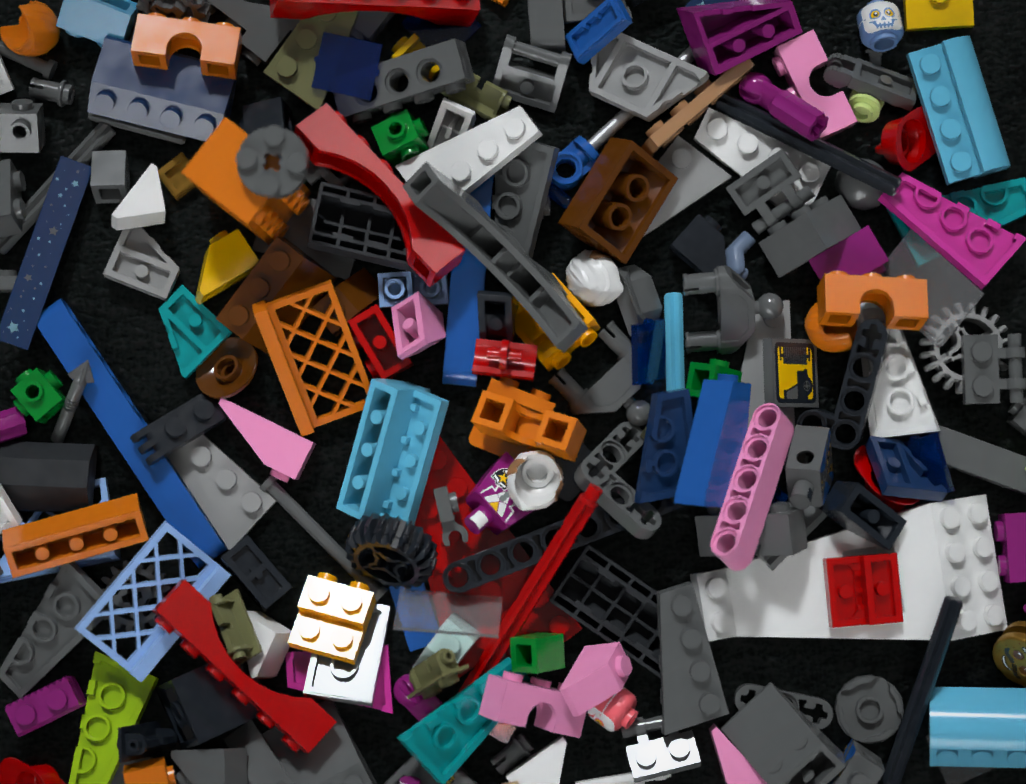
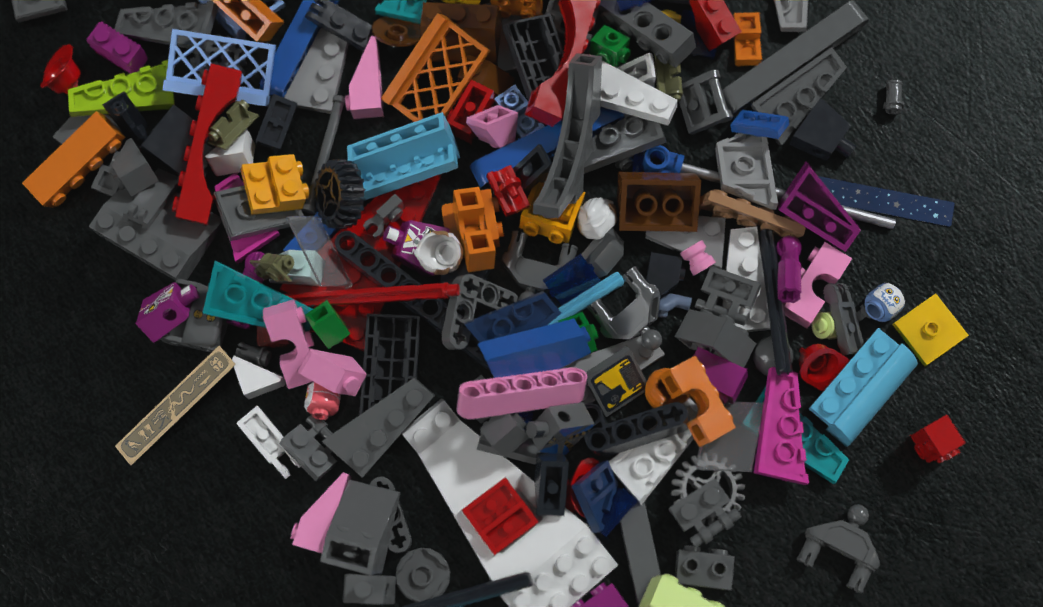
camera: 60 degrees right, 10 degrees down
(708, 196) = (698, 258): none -> bright pink wheel

